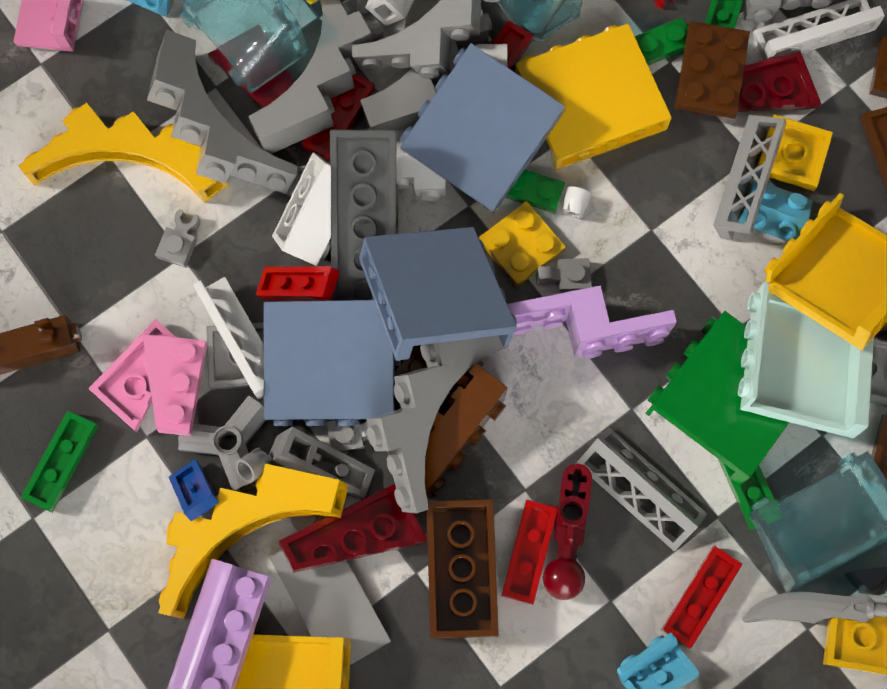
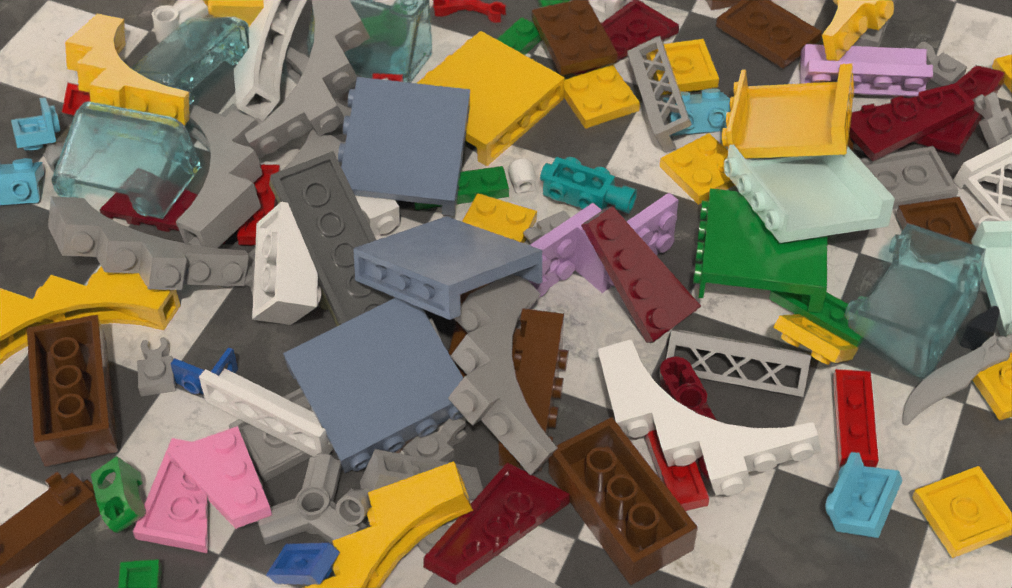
camera: 30 degrees left, 25 degrees down
(90, 353) = (120, 500): none -> green leg
(100, 233) = (71, 390): none -> reddish brown brick
(199, 273) = (188, 375): none -> blue bracket
(298, 283) = (317, 321): red plate -> none
(561, 585) = (685, 435): none -> white arch
(600, 375) = (642, 280): none -> dark red wing
(620, 241) = (581, 186): none -> teal brick
(698, 145) = (599, 96): none -> yellow plate
(715, 510) = (825, 344): none -> yellow plate
(737, 272) = (698, 167): none -> yellow plate

